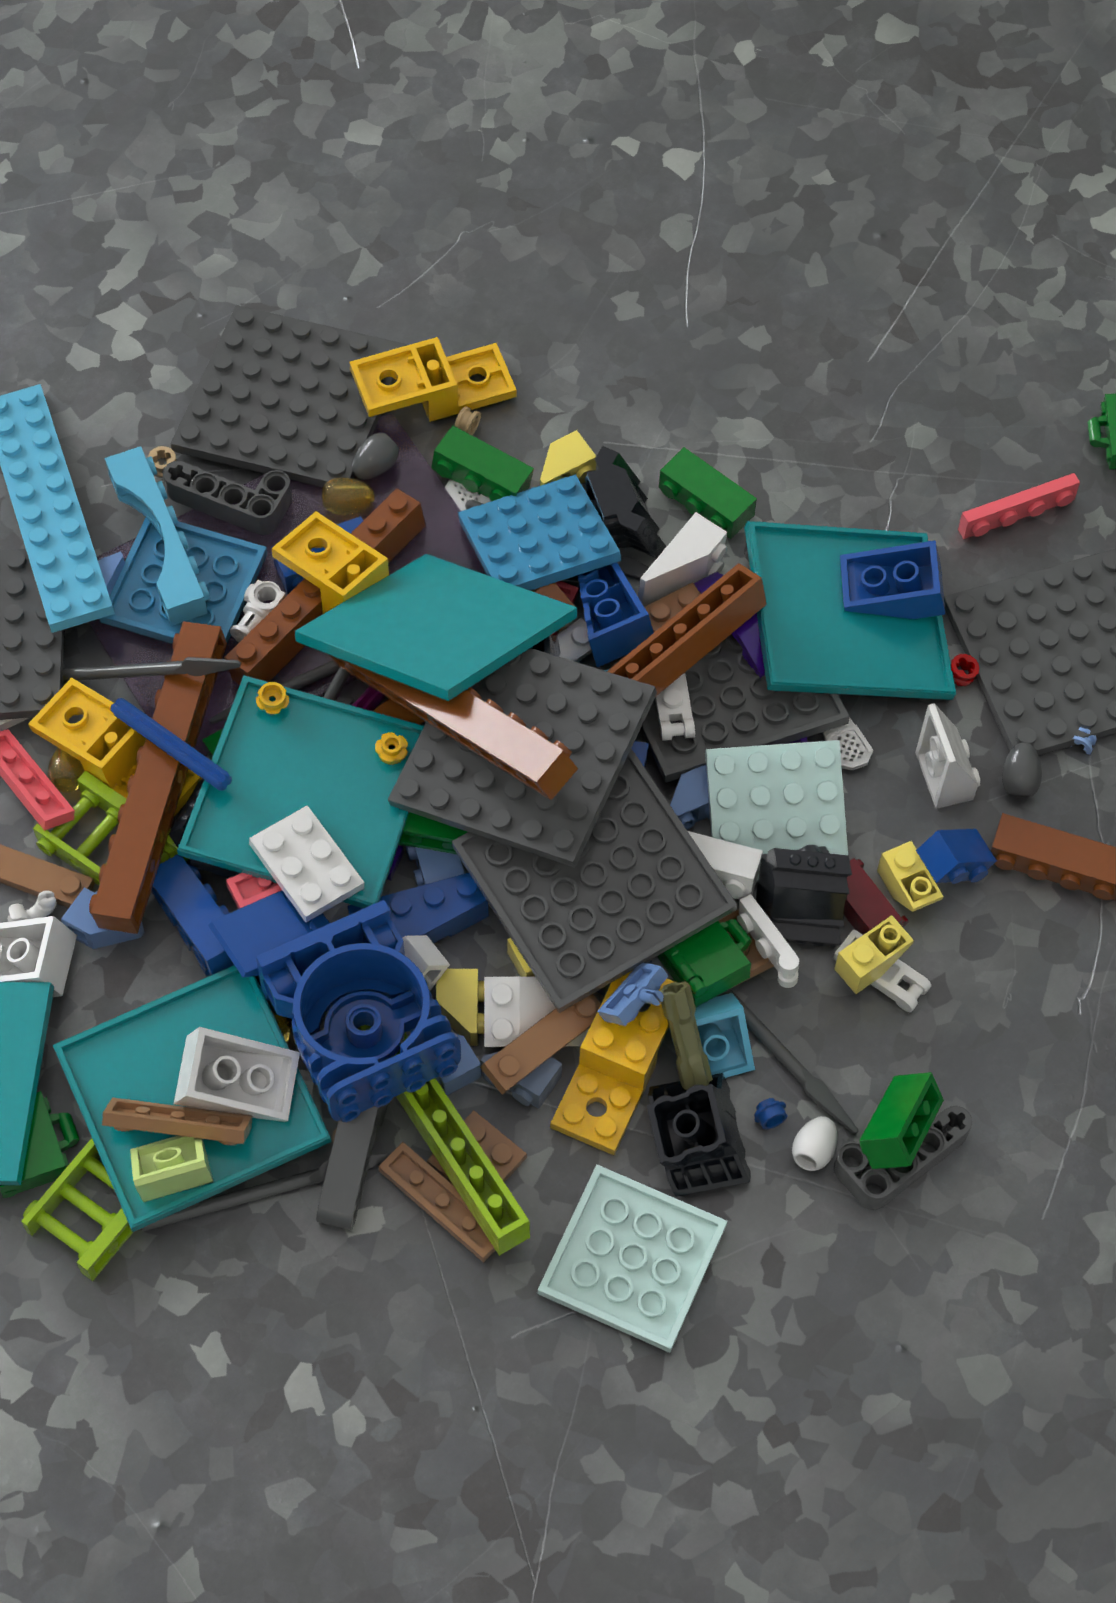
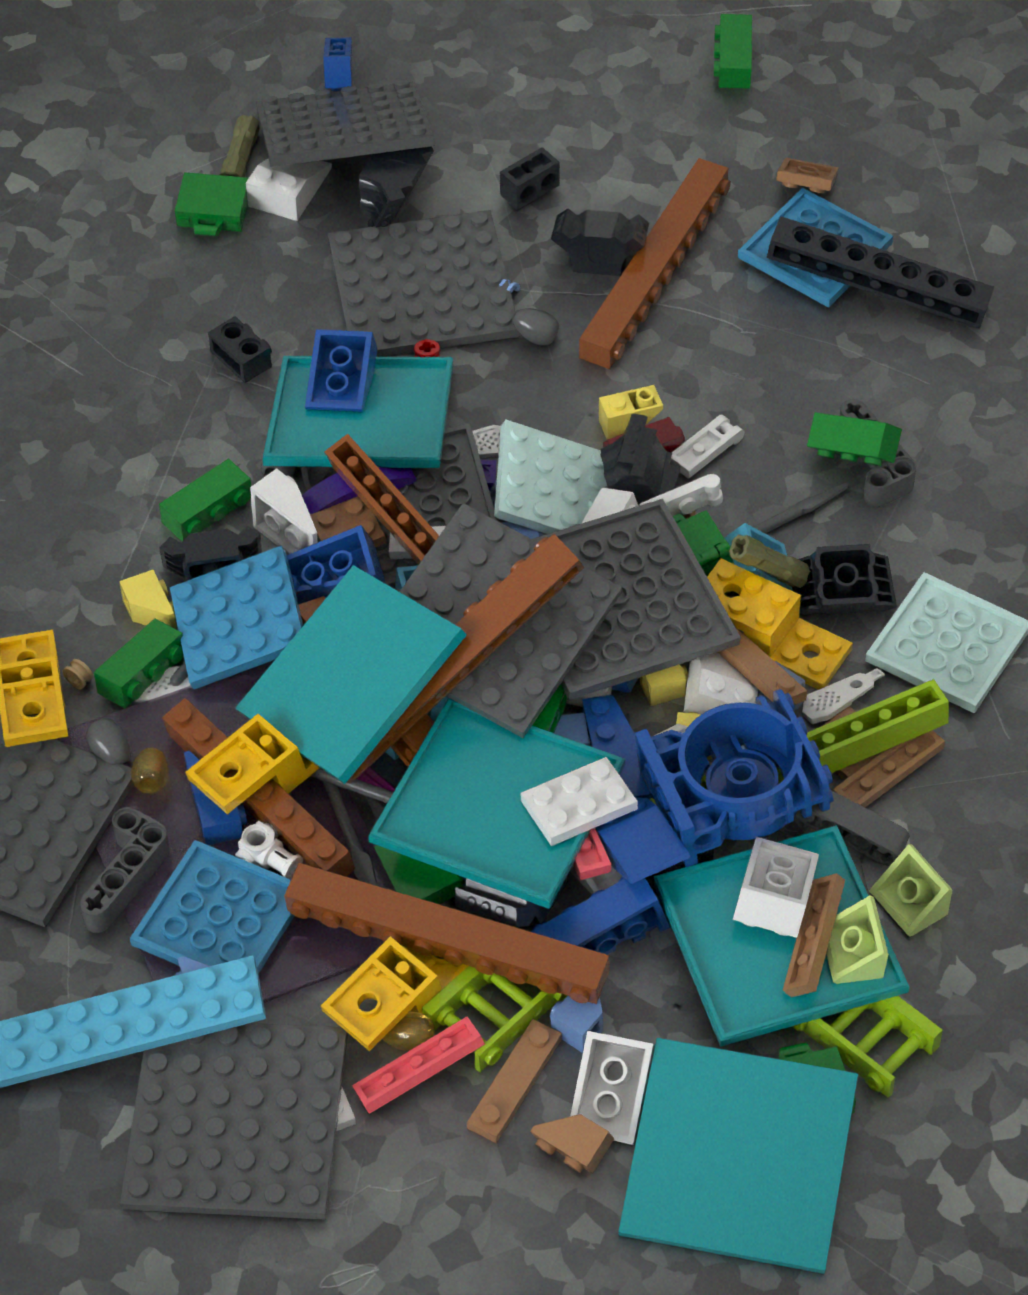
camera: 80 degrees left, 10 degrees down
(43, 907) = (558, 1065): white arm -> none
(162, 452) = (60, 945): tan bush -> none
(171, 744) = (431, 902): blue axle -> none
(177, 584) = (102, 935): medium azure arch -> none
(190, 665) = (332, 929): dark grey piece -> none
(269, 690) = (400, 804): yellow plate -> none
(274, 1236) = (912, 892): none -> yellowish green slope
(391, 756) = (467, 728): yellow plate -> none
(543, 1147) = (833, 699): none -> white piece
(636, 990) = (735, 580): medium blue plate -> none
(770, 1113) = (827, 535): blue plate -> none
(815, 1144) = (860, 506): white animal -> none
(872, 954) = (703, 436): light yellow slope -> none
(919, 486) = (240, 349): none -> black brick
(945, 760) = (524, 366): white slope -> none
(956, 856) = (616, 373): blue piece -> none
(1018, 506) = (271, 281): coral plate -> none

